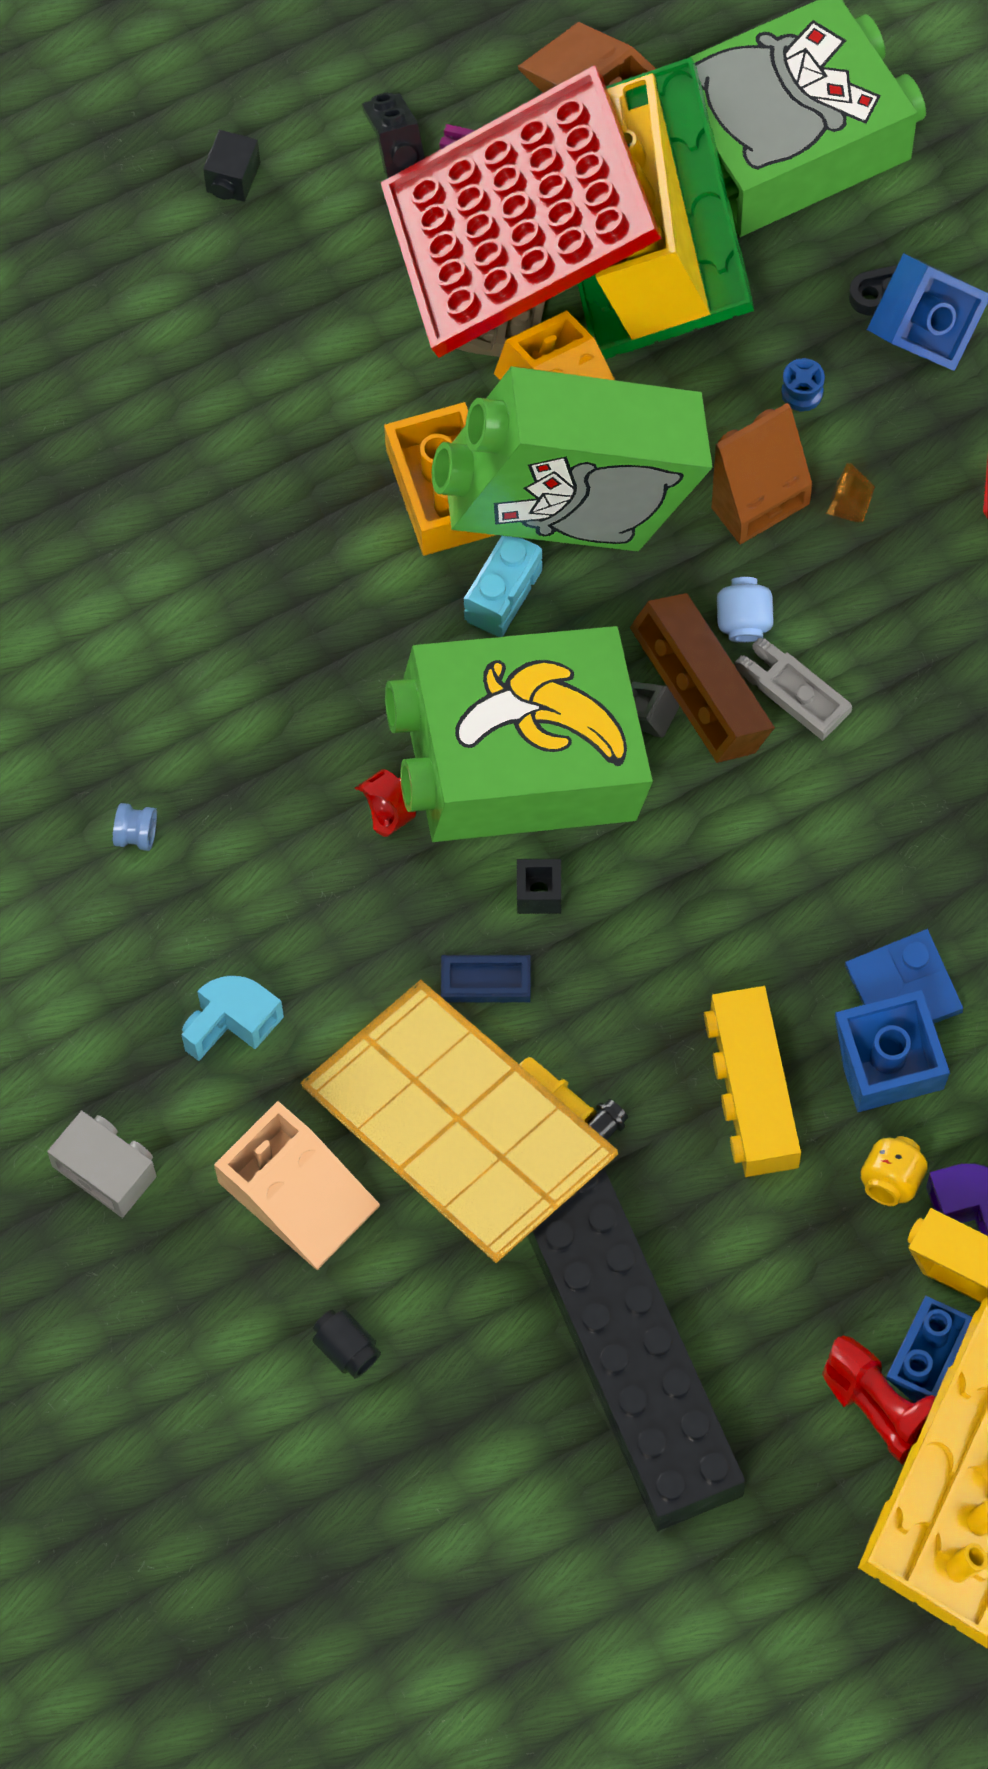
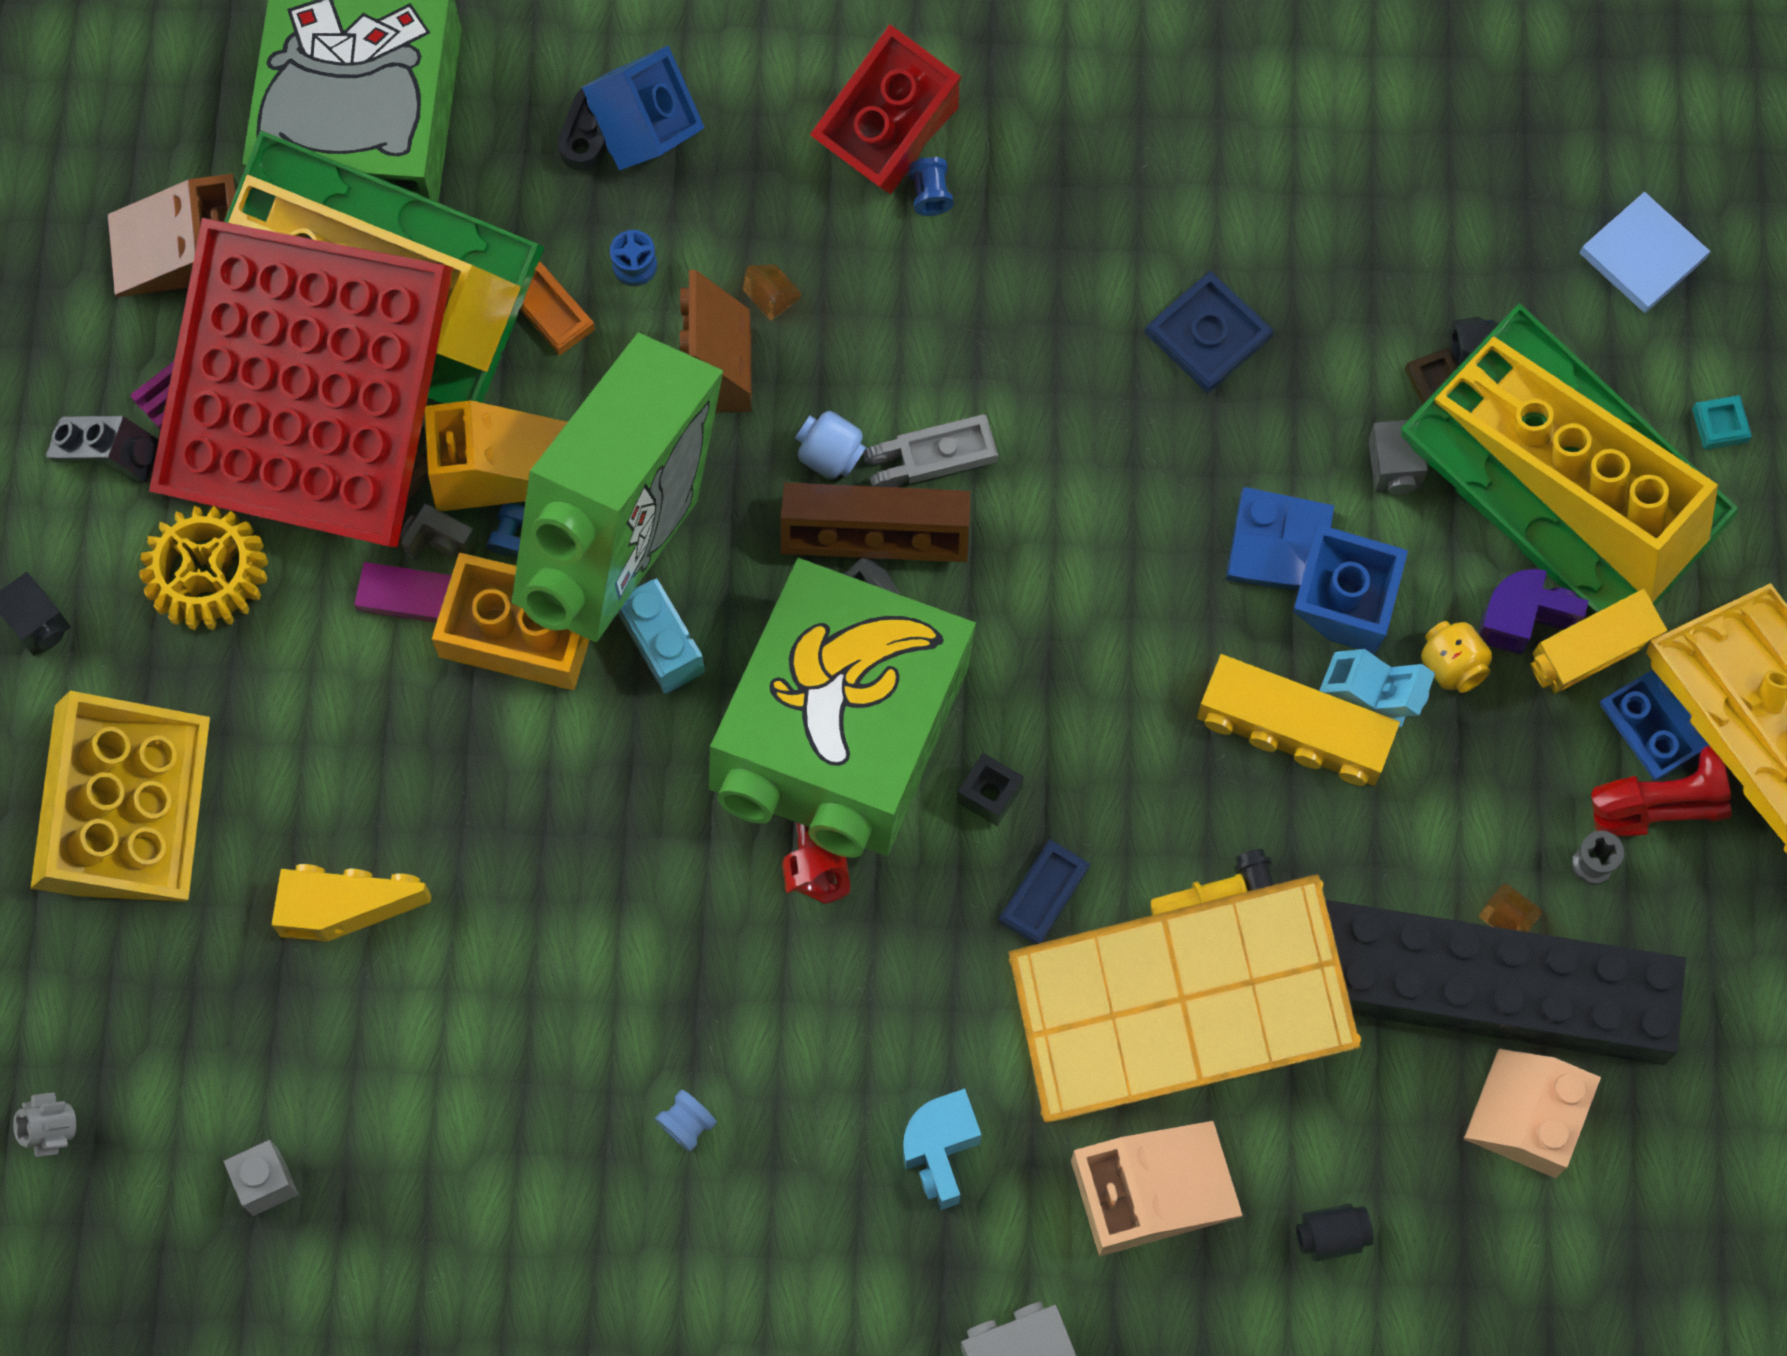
camera: 60 degrees left, 5 degrees up
(131, 310) = (120, 800): none -> yellow slope
(143, 495) = (333, 905): none -> yellow slope
(328, 239) = (179, 596): none -> yellow gear
(416, 386) = (401, 592): none -> magenta tile
(474, 376) = (445, 532): none -> dark grey bracket
(544, 1443) = (1532, 1110): none -> light nougat slope
(706, 1337) = (1510, 910): none -> clear orange slope
(721, 356) = (554, 312): none -> orange tile
(795, 1362) = (1604, 845): none -> dark grey bush
(821, 1121) = (1374, 685): none -> medium azure brick

